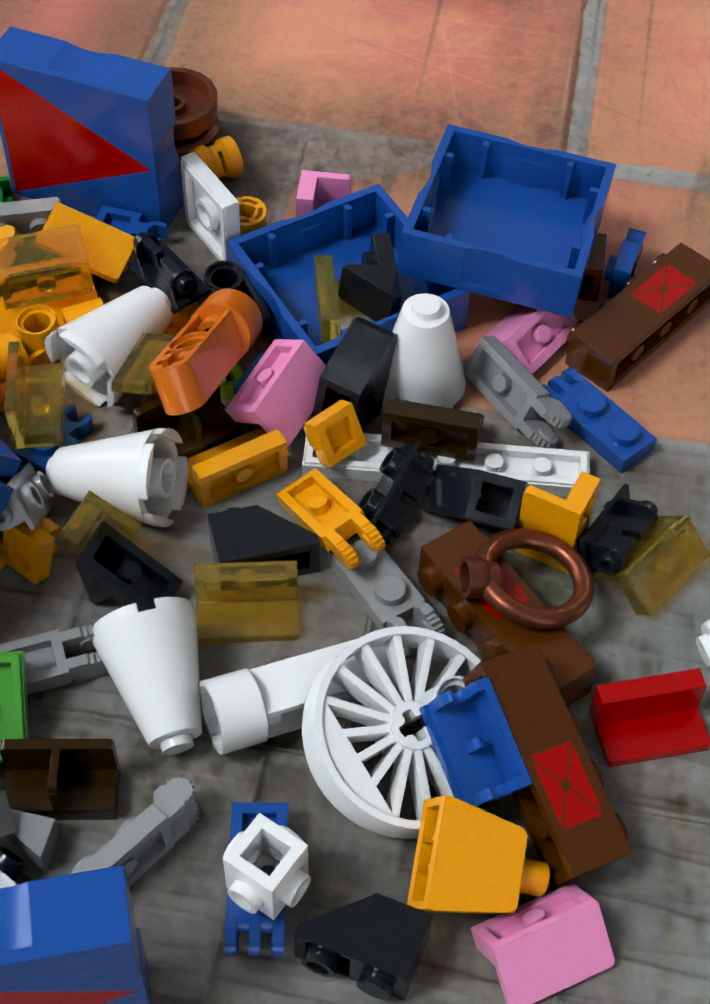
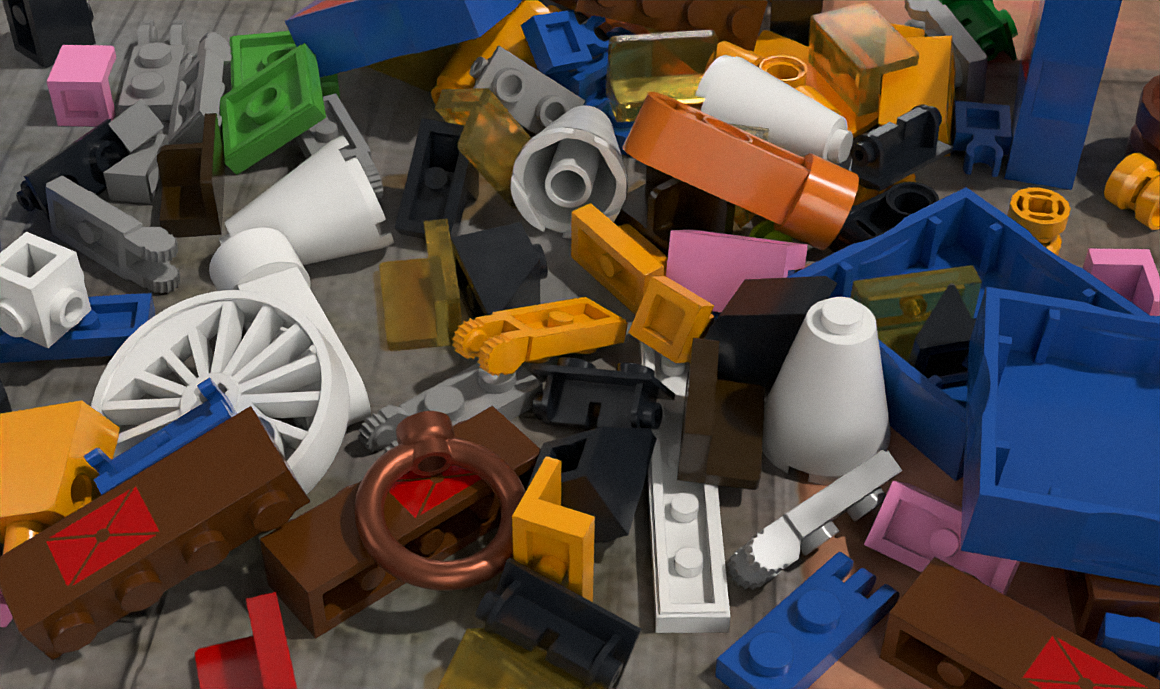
camera: 85 degrees right, 10 degrees down
(209, 206) = (1029, 157): white tile -> none

